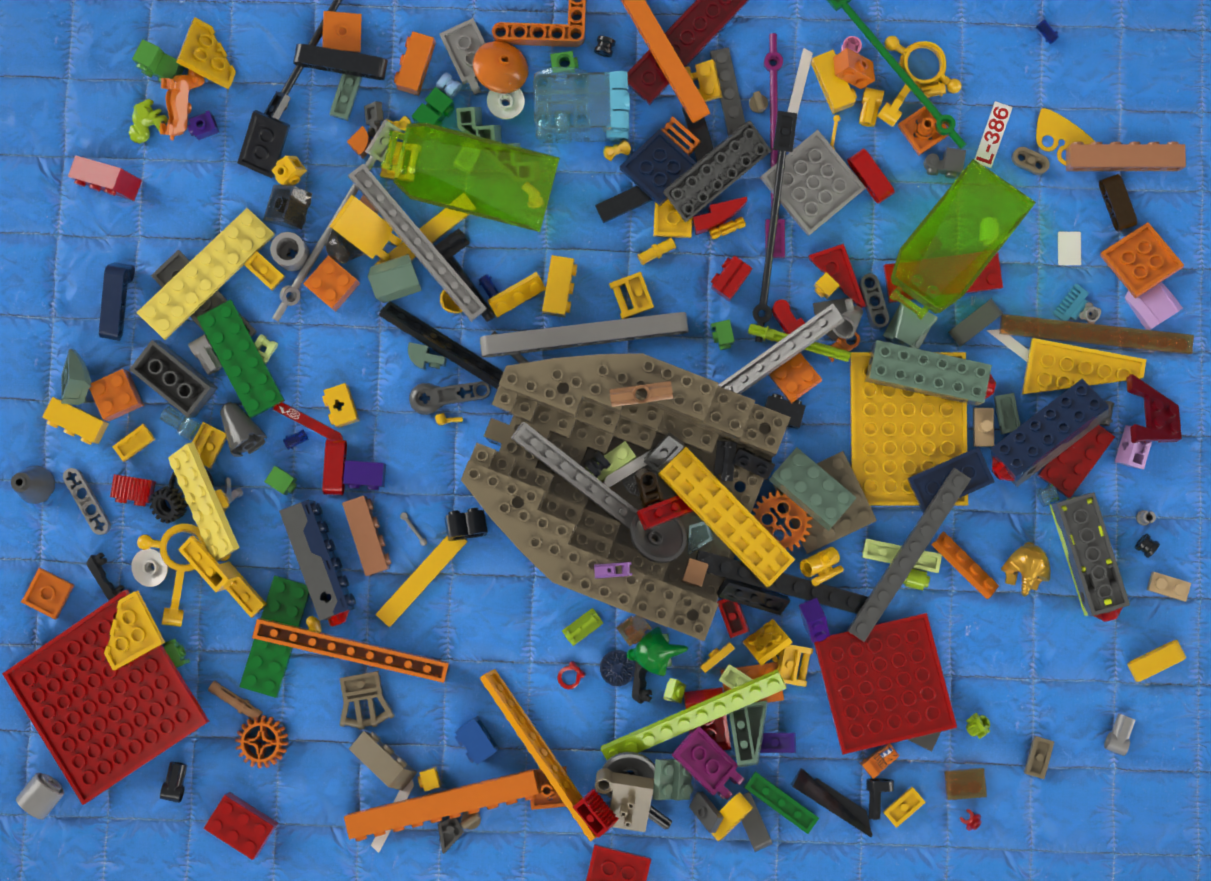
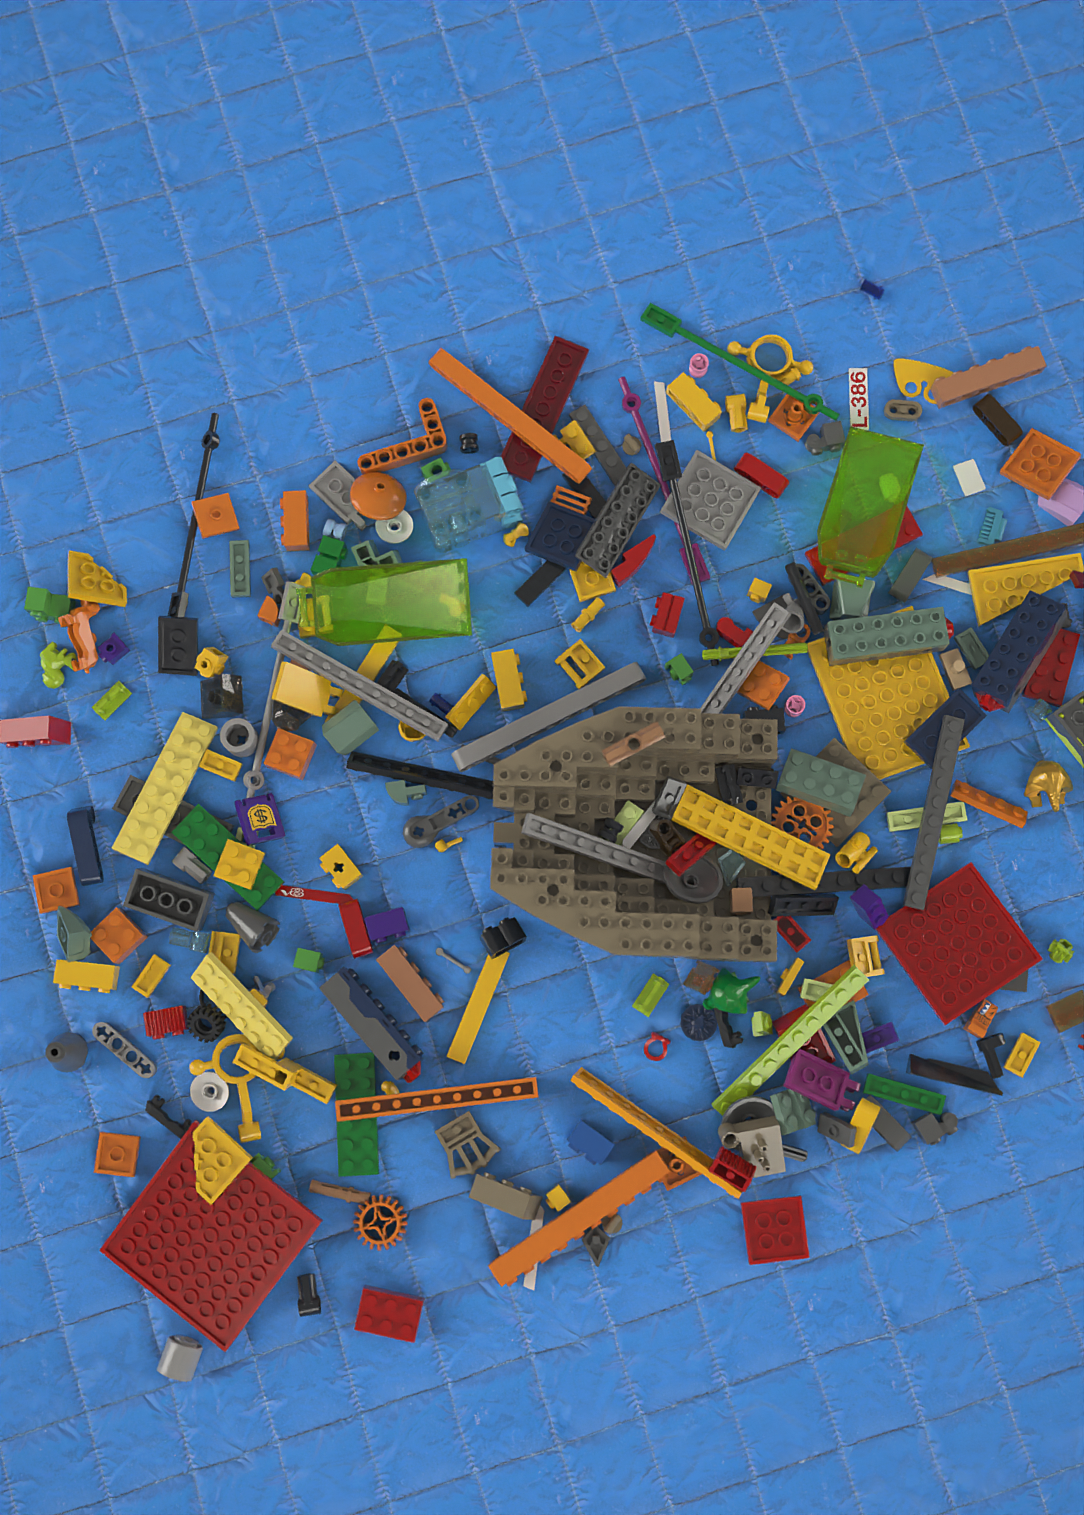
camera: 25 degrees left, 5 degrees down
(74, 332) = (55, 890): none -> orange plate
(185, 173) = (111, 700): none -> lime hinge
(247, 370) = (239, 864): none -> yellow plate
(282, 329) = (259, 814): none -> dark purple container
(295, 439) = (308, 915): clear blue pin -> none
(340, 61) = (224, 543): black beam -> none
(608, 570) = (664, 922): medium lavender bar -> none
(727, 228) = (646, 570): yellow axle -> none
(767, 642) = (832, 944): yellow plate -> none
(793, 845) = (931, 1131): none -> dark grey brick
(820, 405) = (794, 702): none -> bright pink wheel
(838, 266) = (761, 566): red wing -> none
(854, 68) = (709, 382): orange brick -> none
(865, 309) = (804, 598): none -> black axle
(1091, 319) = (1017, 529): light grey plate -> none

